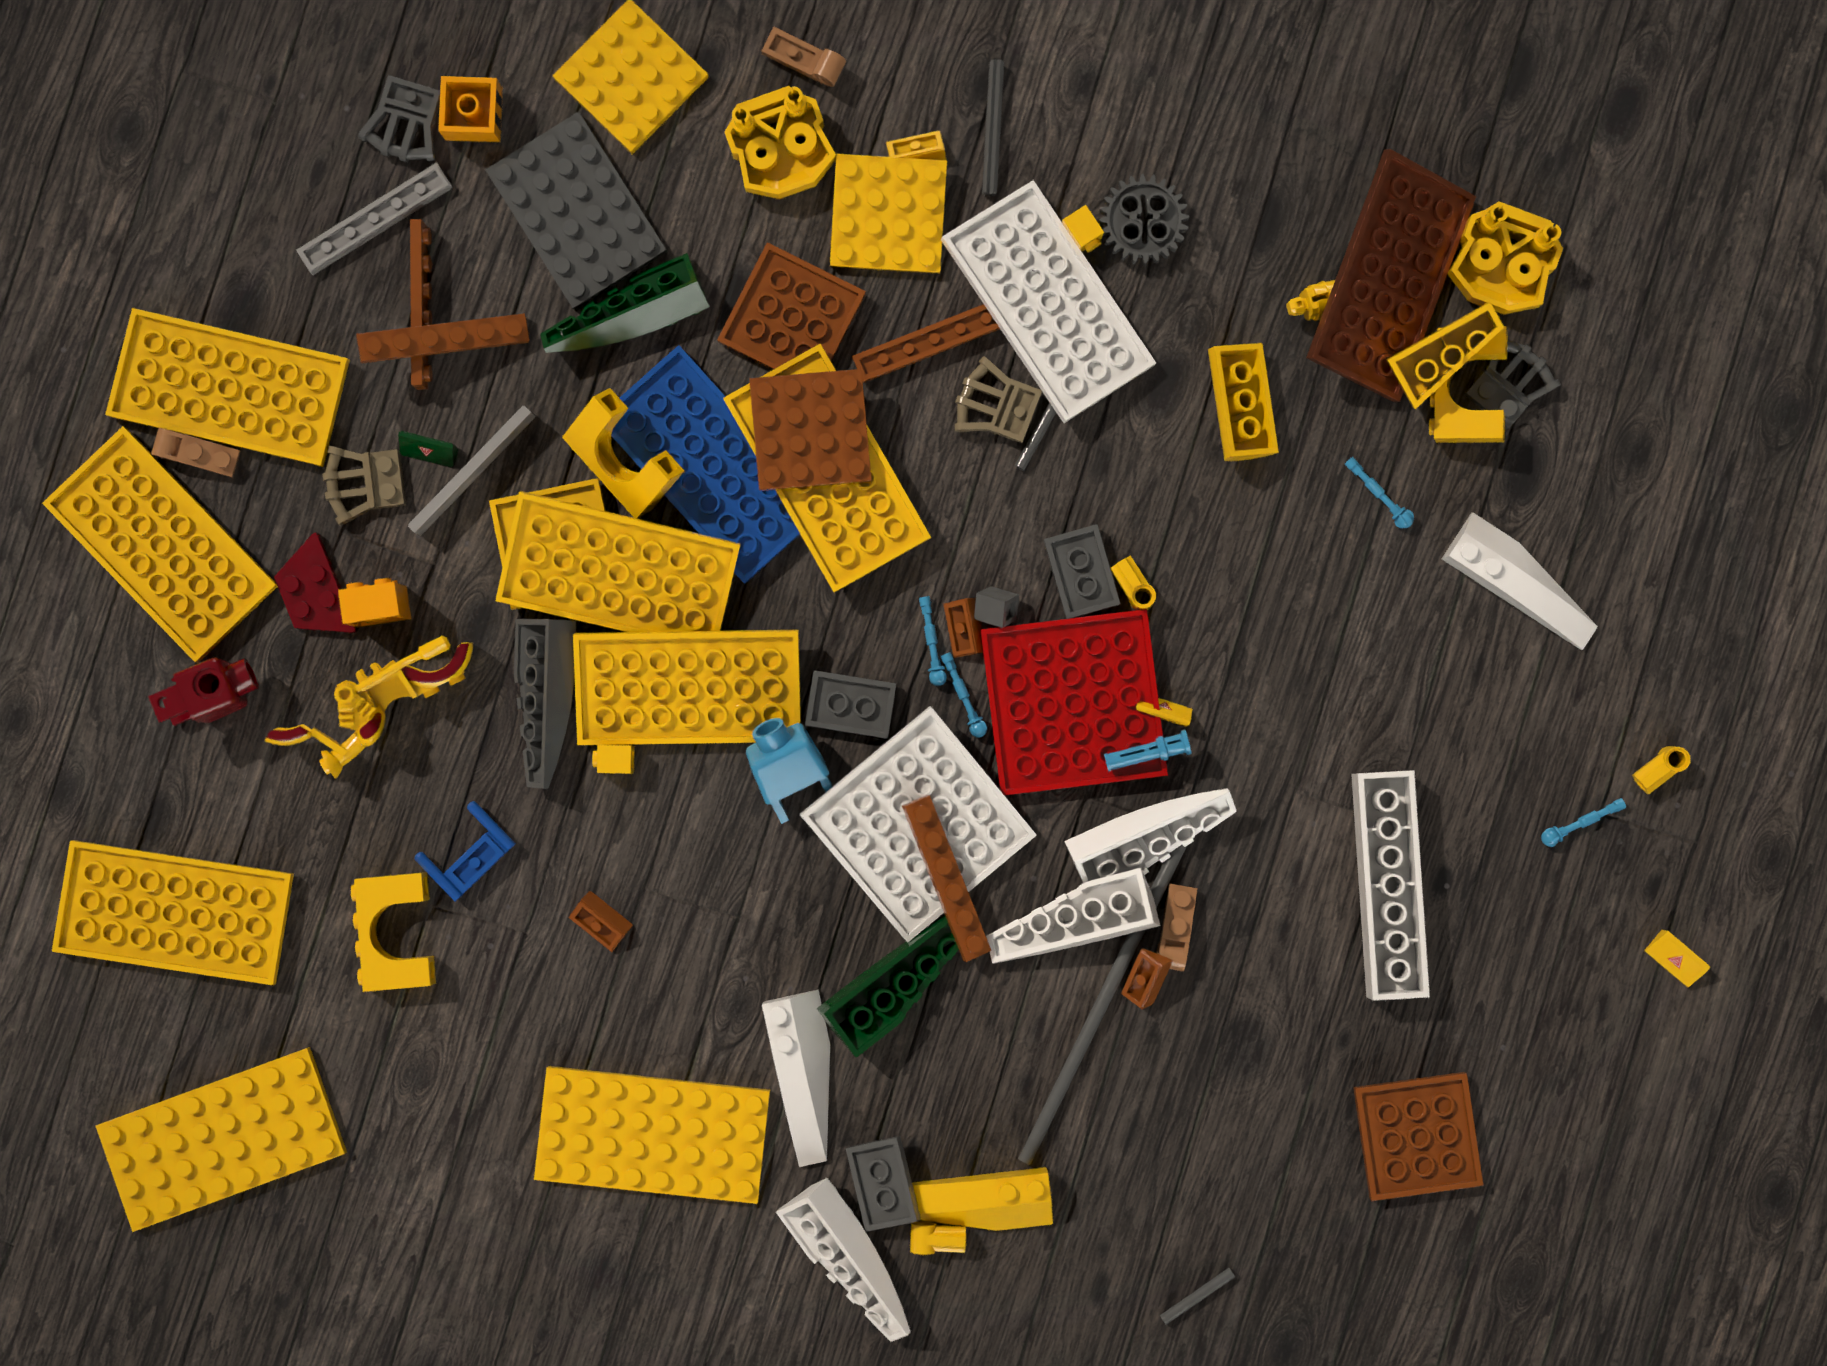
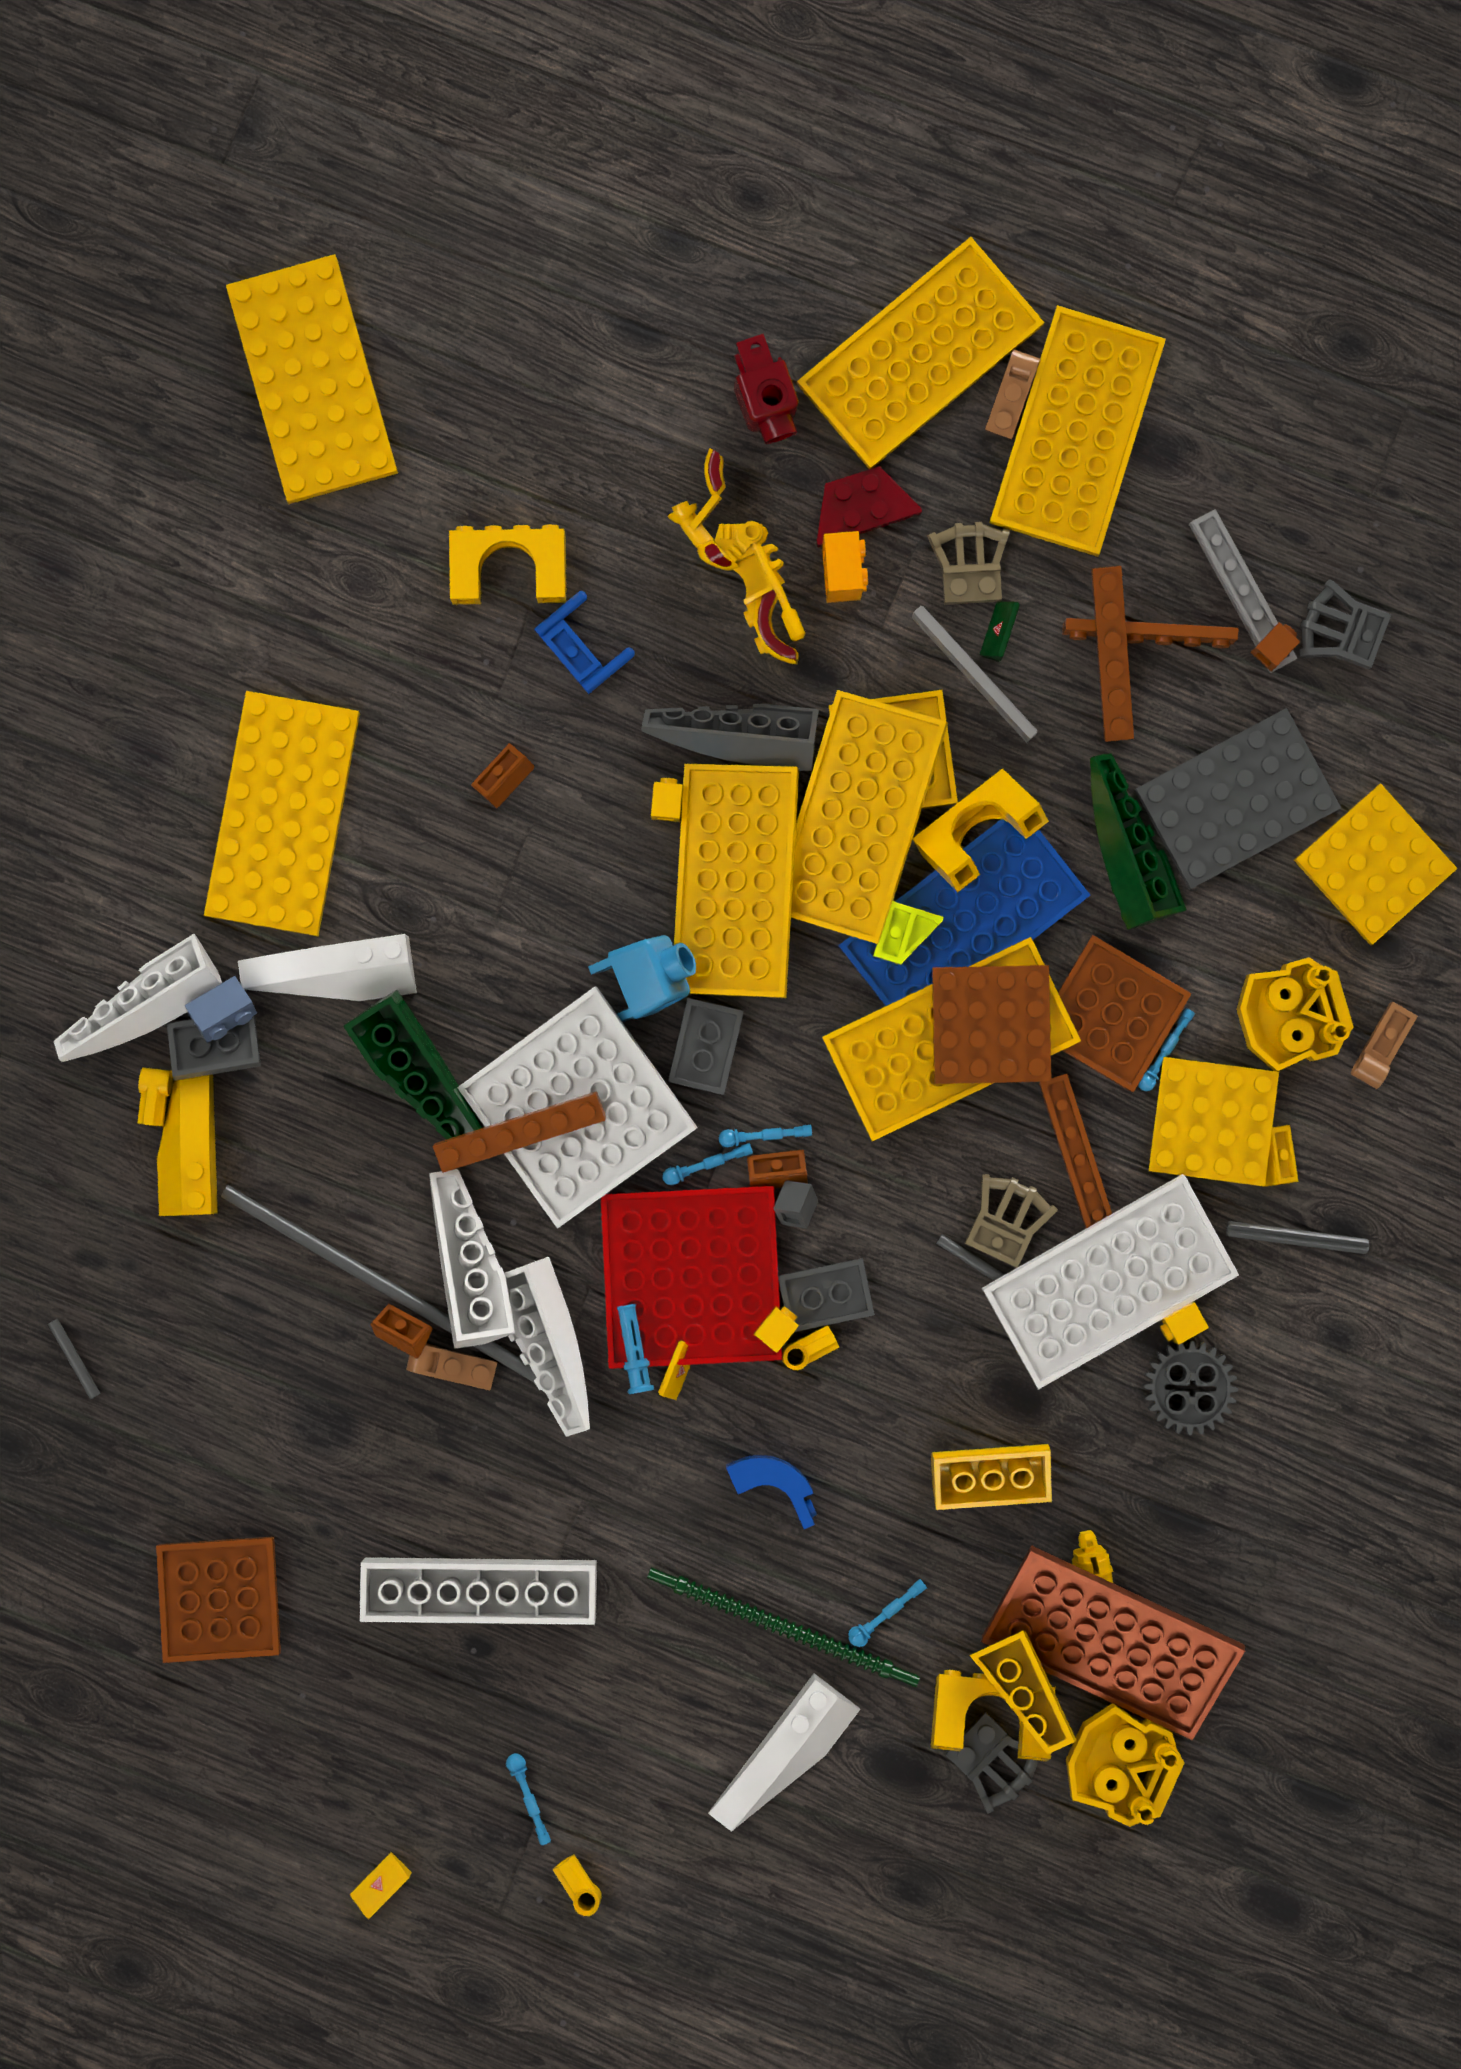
camera: 85 degrees right, 0 degrees up
(172, 912) = (544, 344): yellow plate -> none
(425, 182) = (1276, 646): none -> dark orange brick
(470, 109) = (1350, 697): light orange brick -> none
(727, 520) = (904, 932): none -> neon yellow wing
(848, 1179) = (221, 1009): none -> sand blue brick
(850, 276) = (1149, 1079): none -> dark azure piece
(1117, 615) = (777, 1328): none -> yellow brick
(1253, 613) = (772, 1471): none -> blue arch
(1431, 492) = (884, 1668): none -> dark green hose

